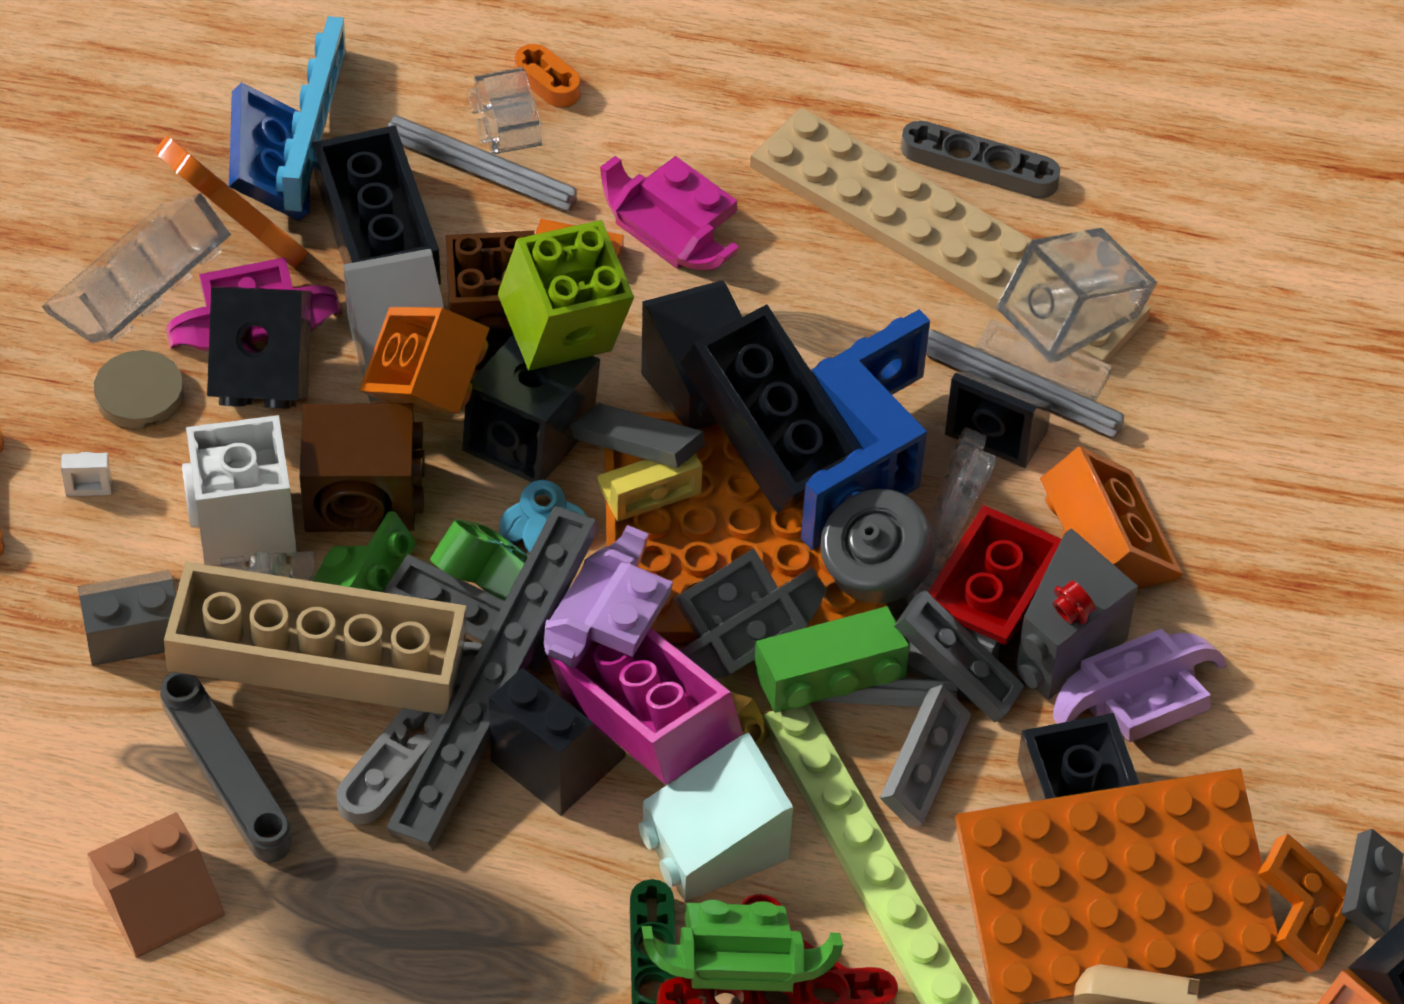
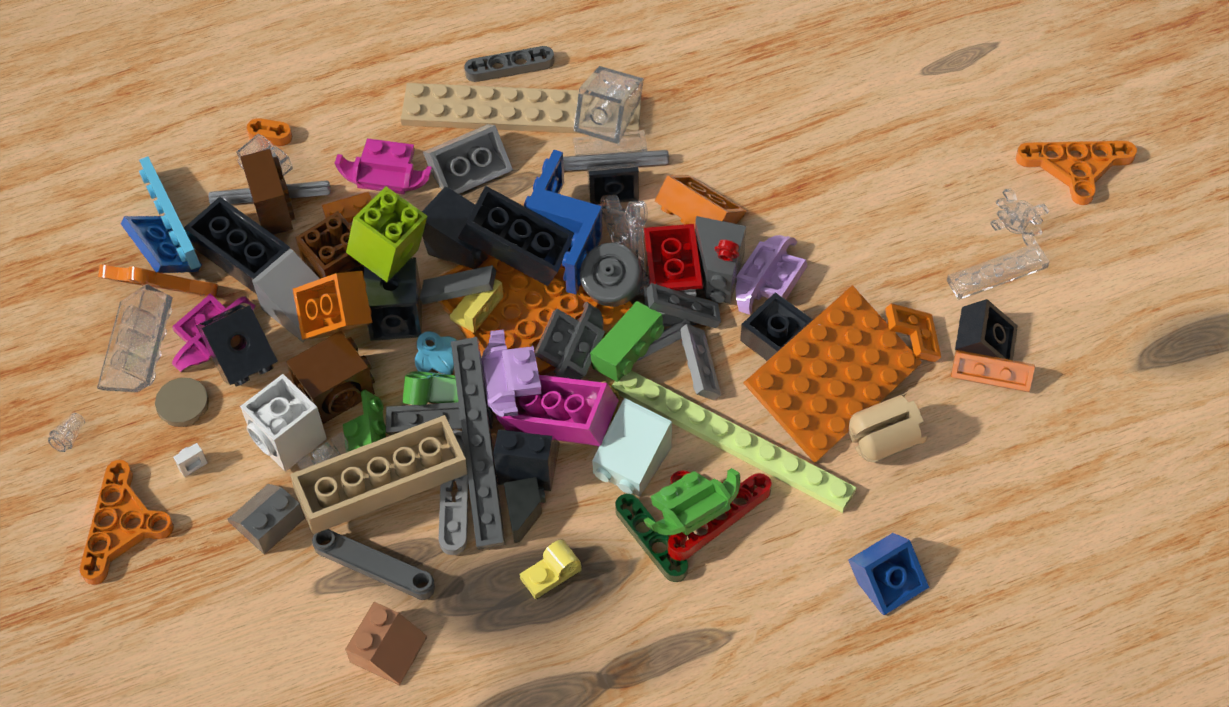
camera: 30 degrees left, 5 degrees up
(456, 152) = (268, 191): none -> reddish brown brick
(471, 929) = (556, 567): none -> light yellow plate
(497, 810) = (524, 505): none -> pearl dark grey slope
(803, 268) = (469, 159): none -> light grey slope
(1372, 883) = (935, 305): dark grey plate -> none

